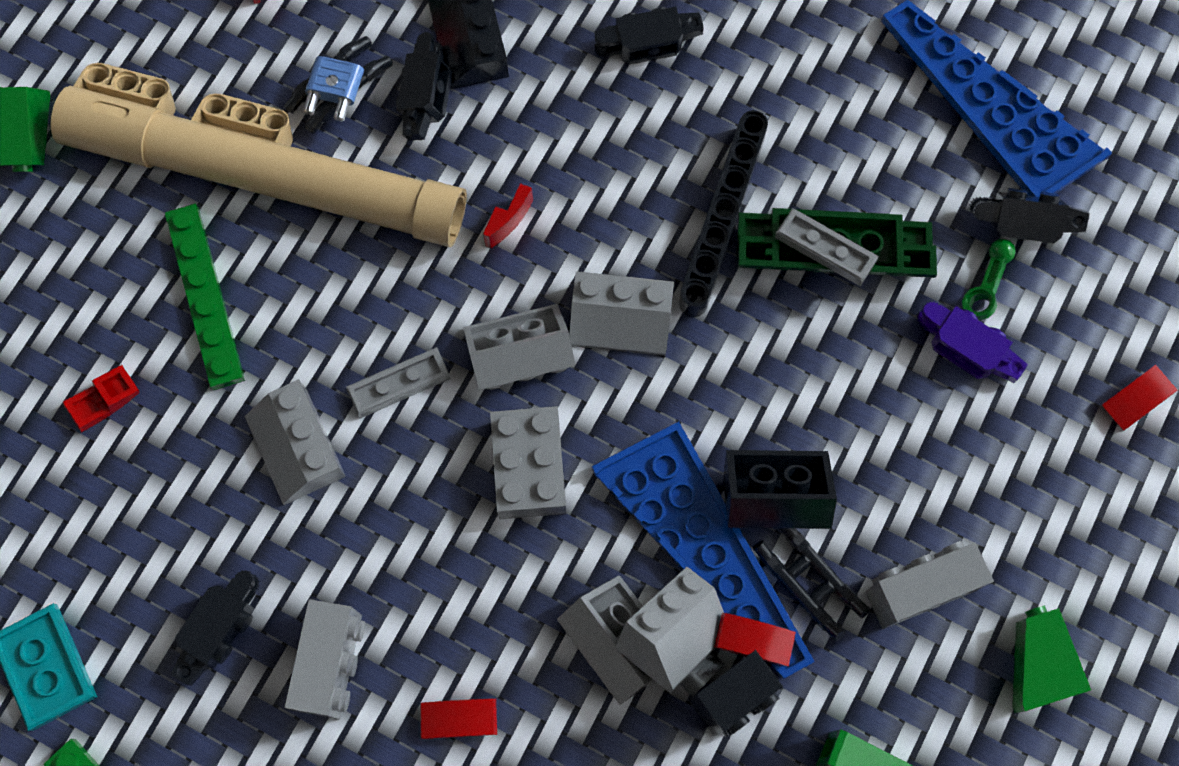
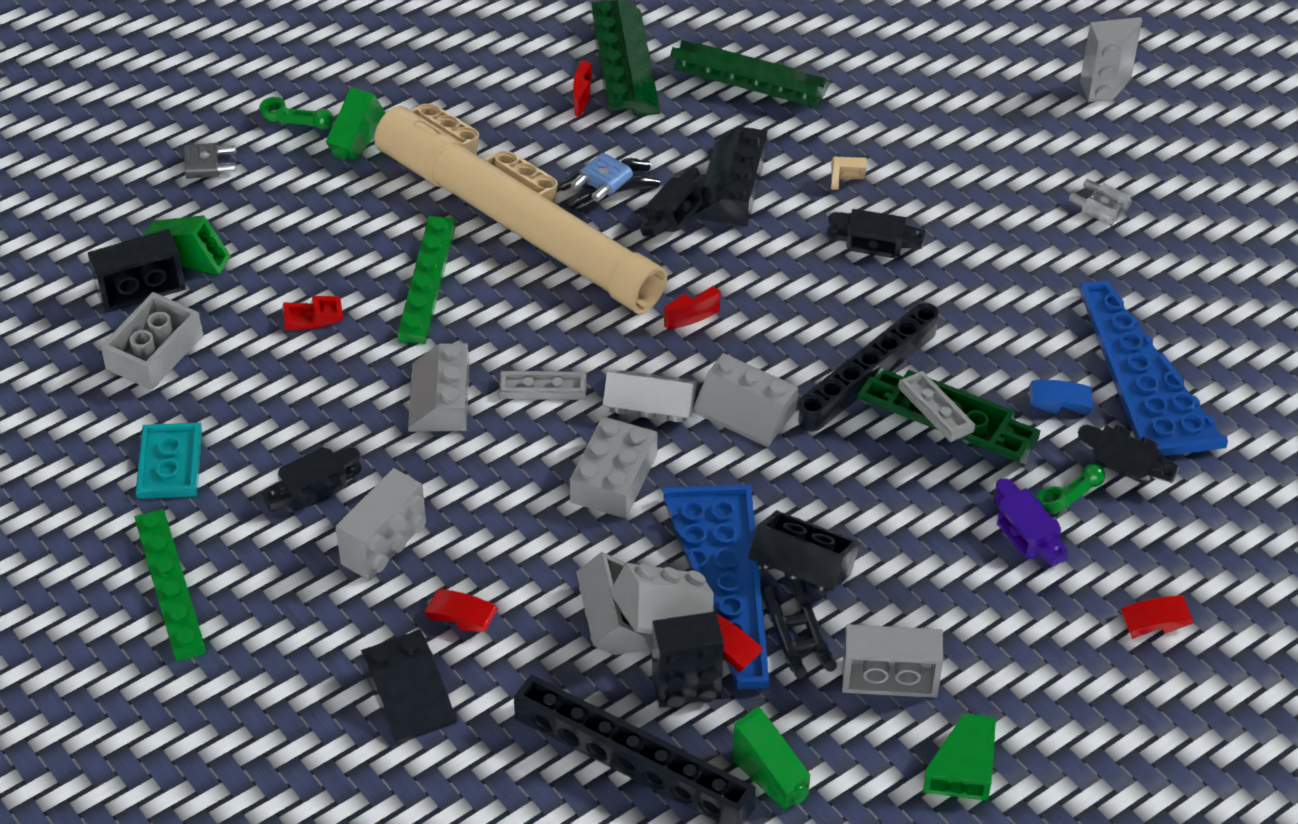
camera: 25 degrees right, 25 degrees down
(926, 164) = (1054, 394): none -> blue slope

